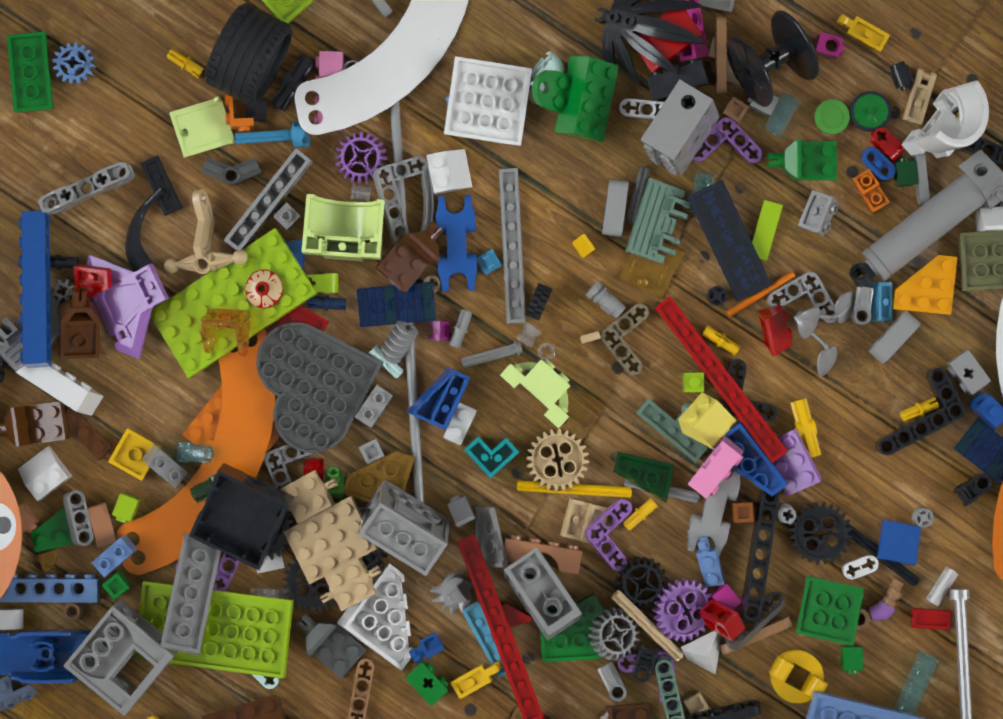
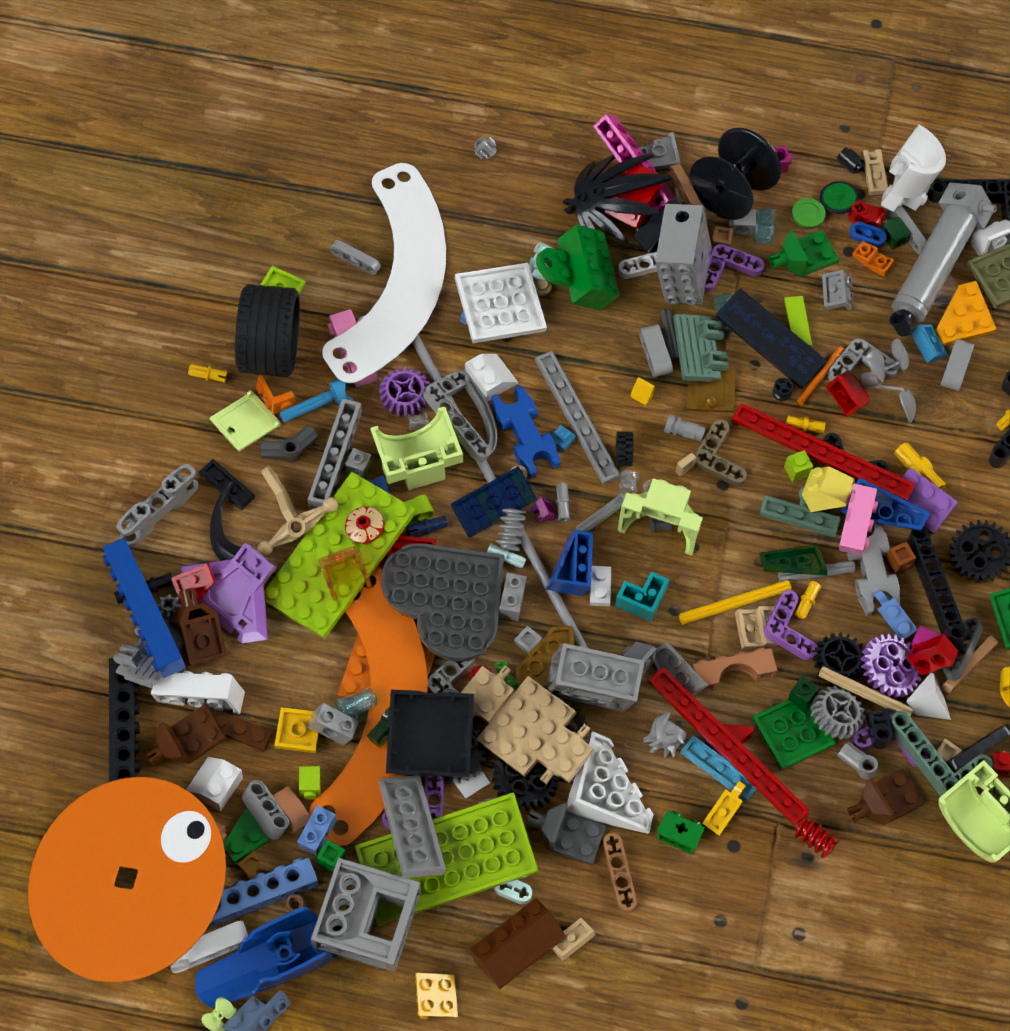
camera: 25 degrees left, 25 degrees down
(30, 72) = (63, 432): green plate -> none
(74, 56) = (109, 402): medium blue gear -> none
(258, 111) = (291, 384): black slope -> none
(292, 81) = (313, 354): black piece -> none
(410, 257) = (490, 449): reddish brown plate -> none
(428, 647) = (665, 797): blue plate -> none
(541, 593) = (740, 689): light grey piece -> none
(574, 457) = (720, 572): tan gear -> none
(784, 507) = (943, 542): light grey axle -> none
(863, 303) = (915, 349): light grey piece -> none
(864, 32) = (801, 139): yellow plate -> none

